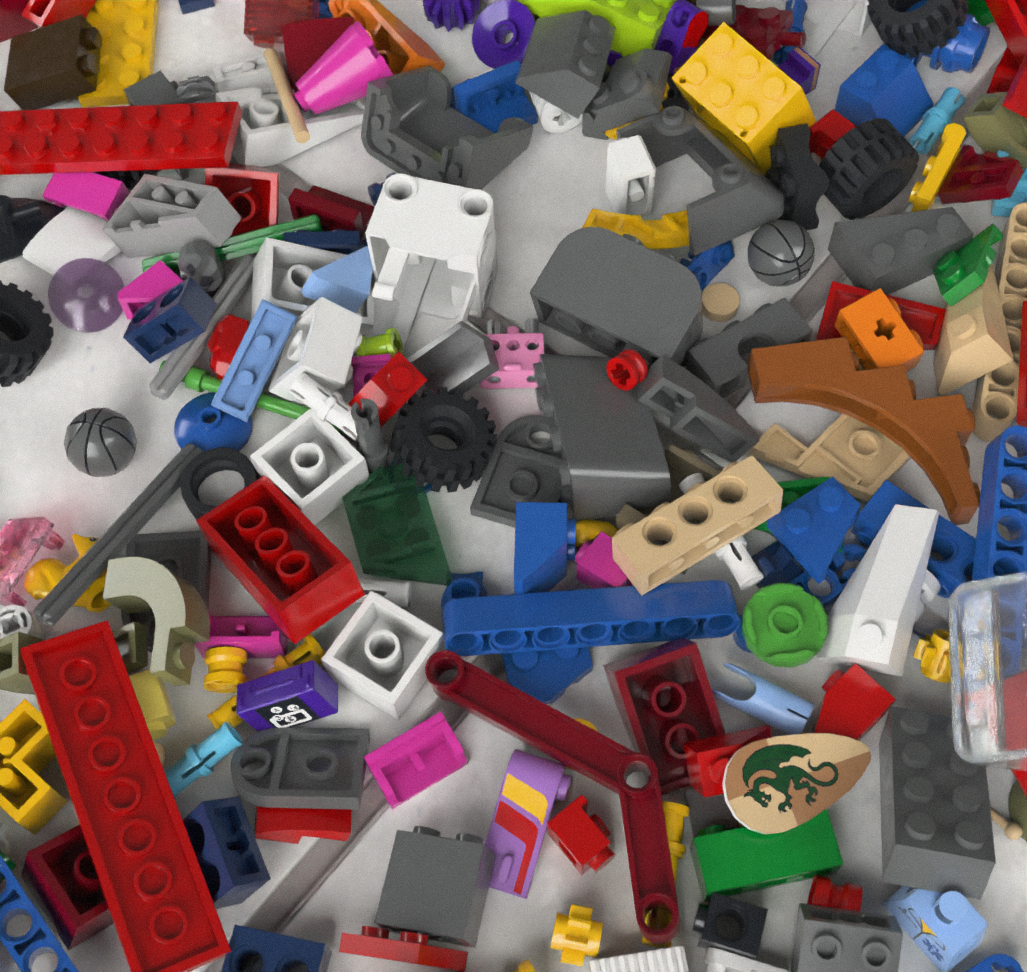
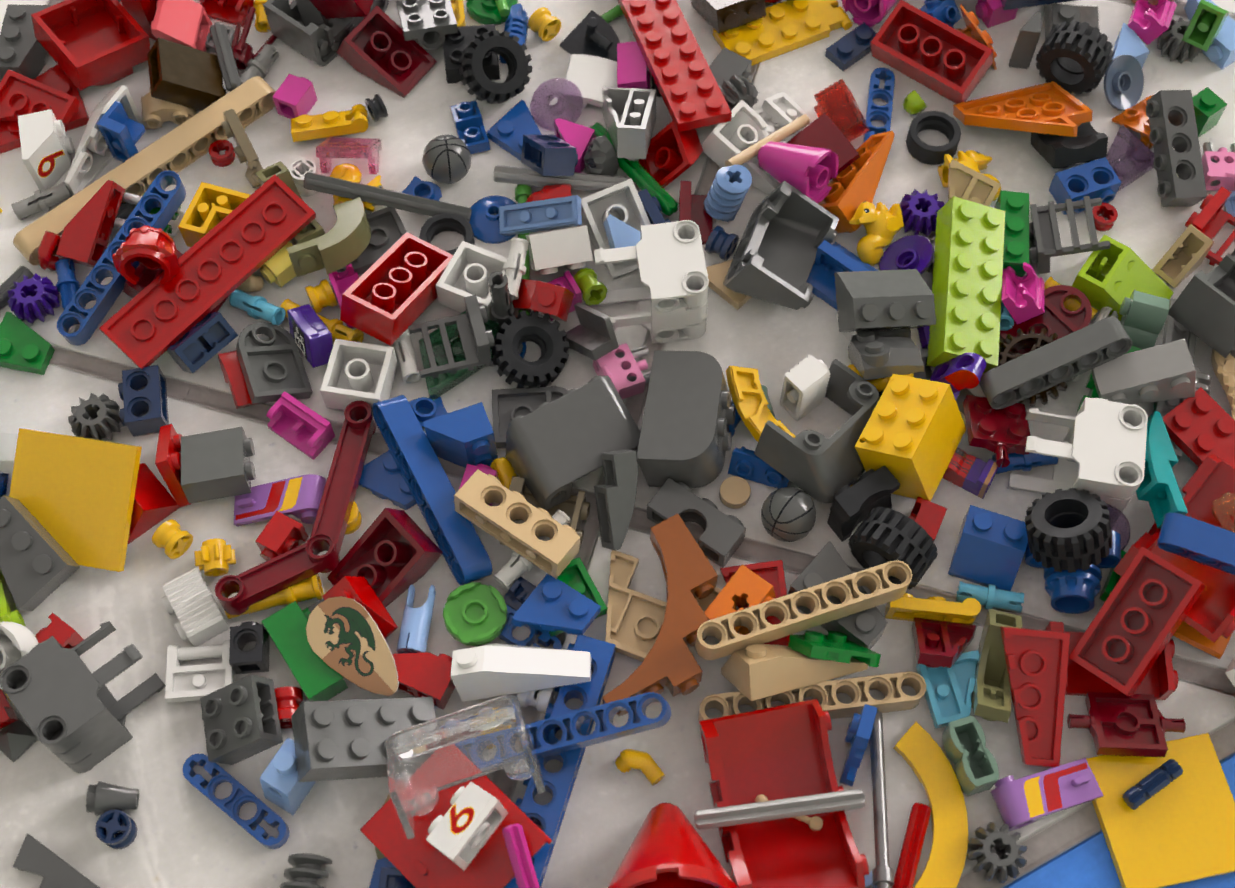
camera: 65 degrees right, 0 degrees up
(52, 406) = (470, 126): none -> blue slope
(52, 863) = (151, 249): none -> red helmet
(98, 356) = (511, 127): none -> blue wing
(124, 491) = (423, 189): none -> blue animal
(334, 155) = (727, 192): none -> medium blue piece
(393, 492) = (473, 337): none -> dark grey plate
(450, 39) = (880, 229): none -> yellow animal
(635, 365) = (617, 434): red bush -> none
(928, 270) = (813, 598): none -> tan beam

